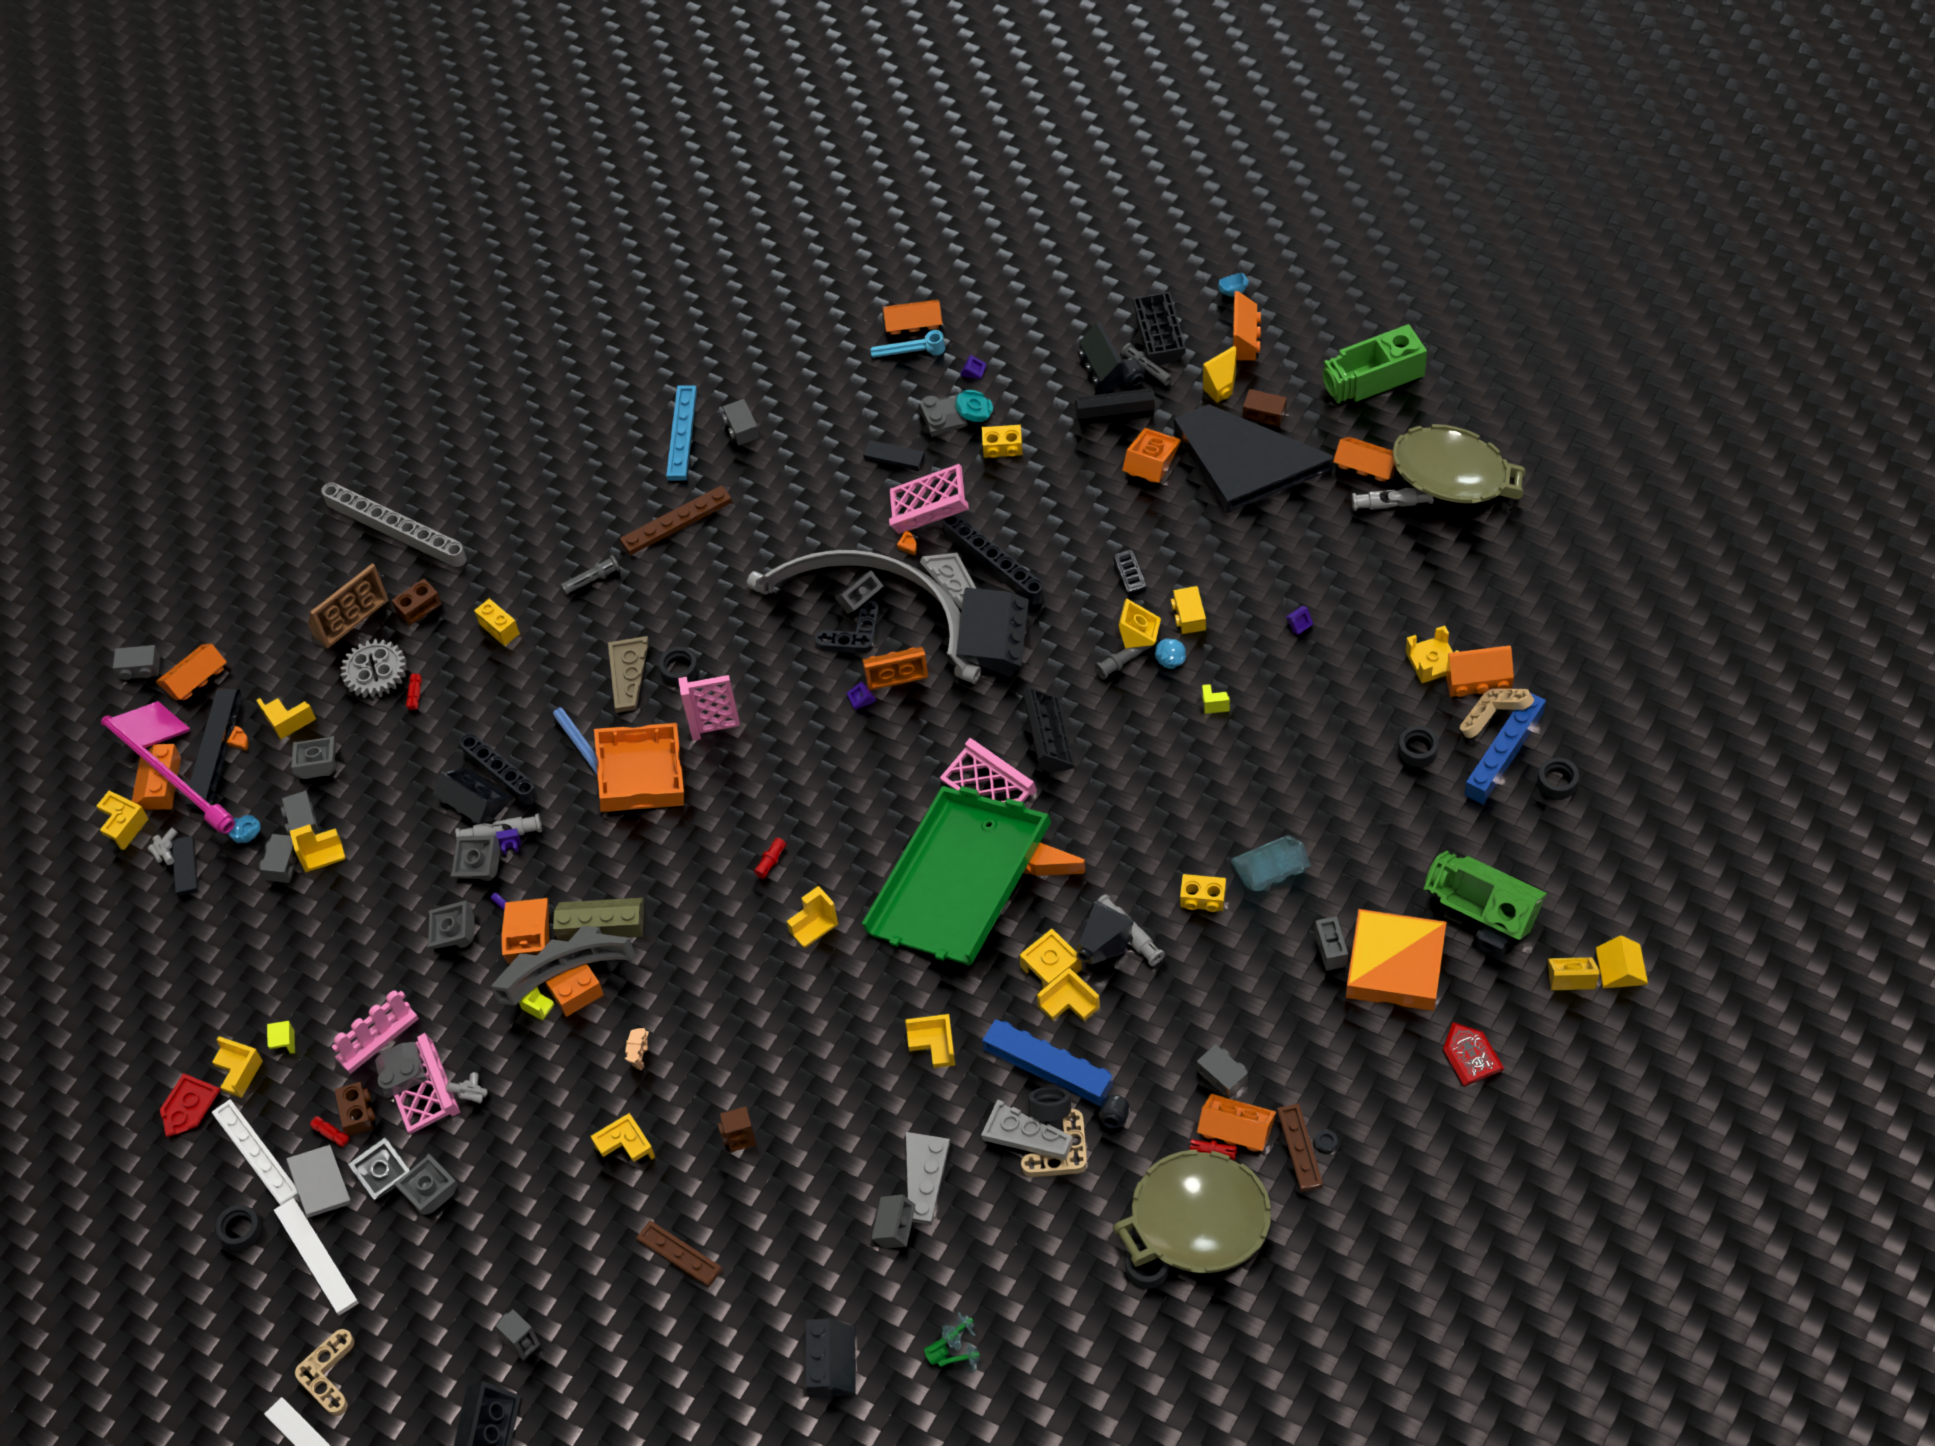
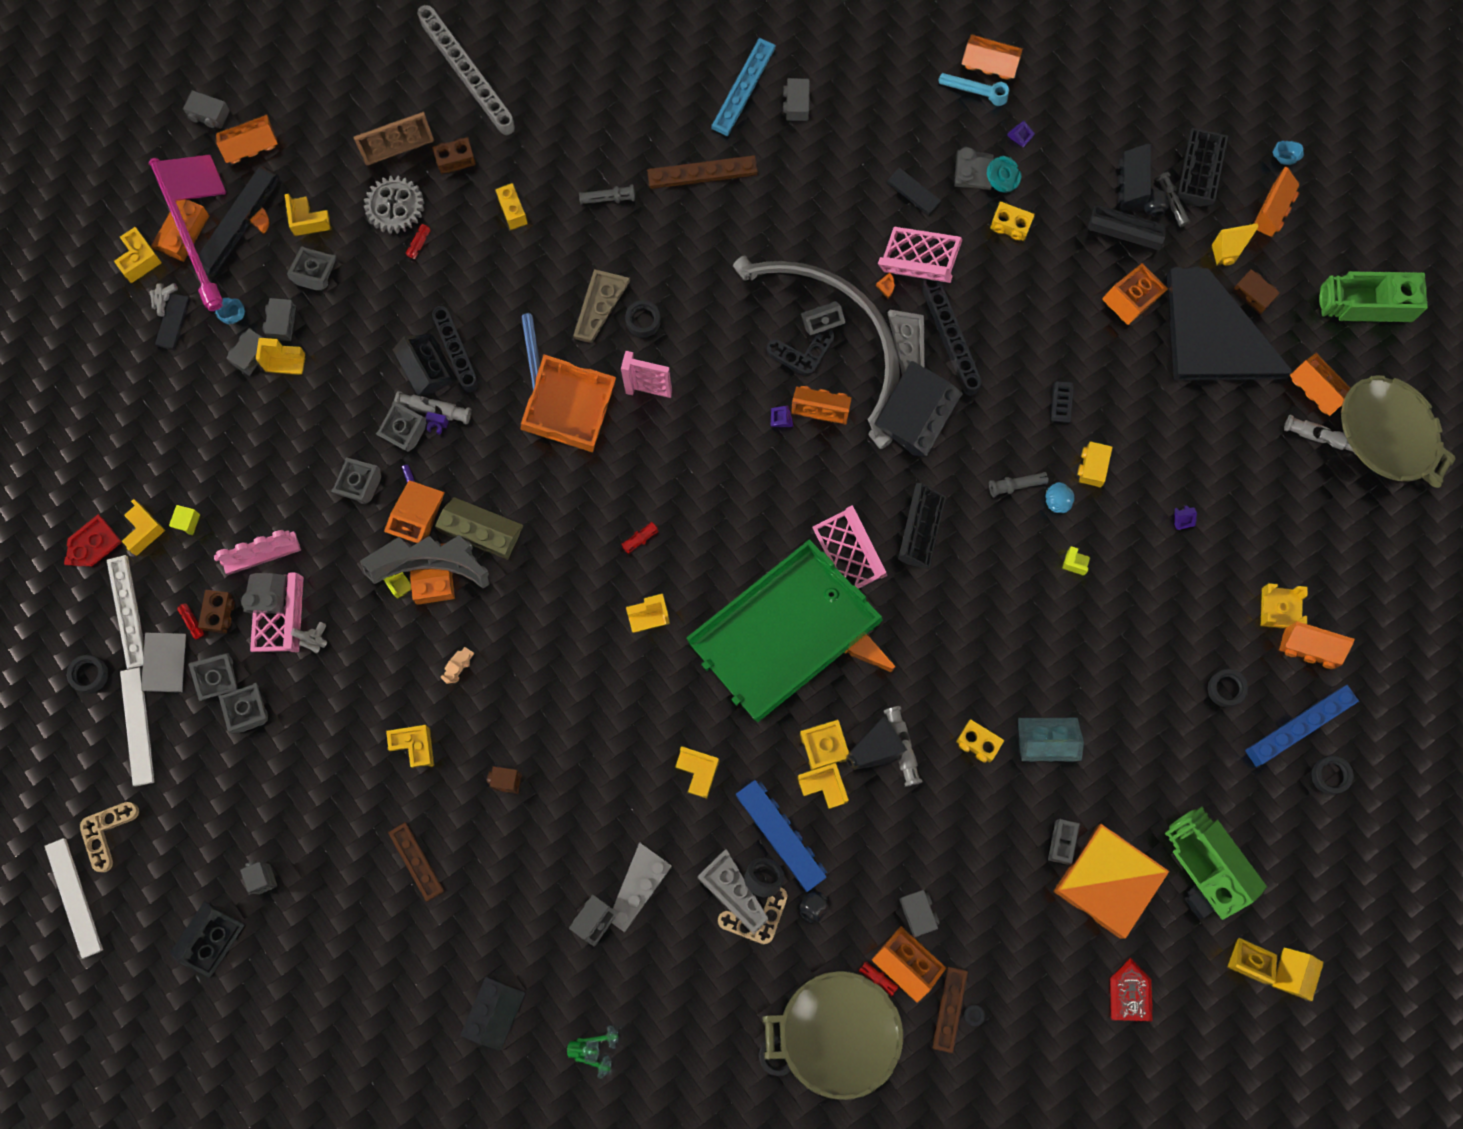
camera: 20 degrees right, 20 degrees up
(1138, 625) = (1044, 462): yellow slope -> none
(1491, 701) = (1309, 678): tan beam -> none

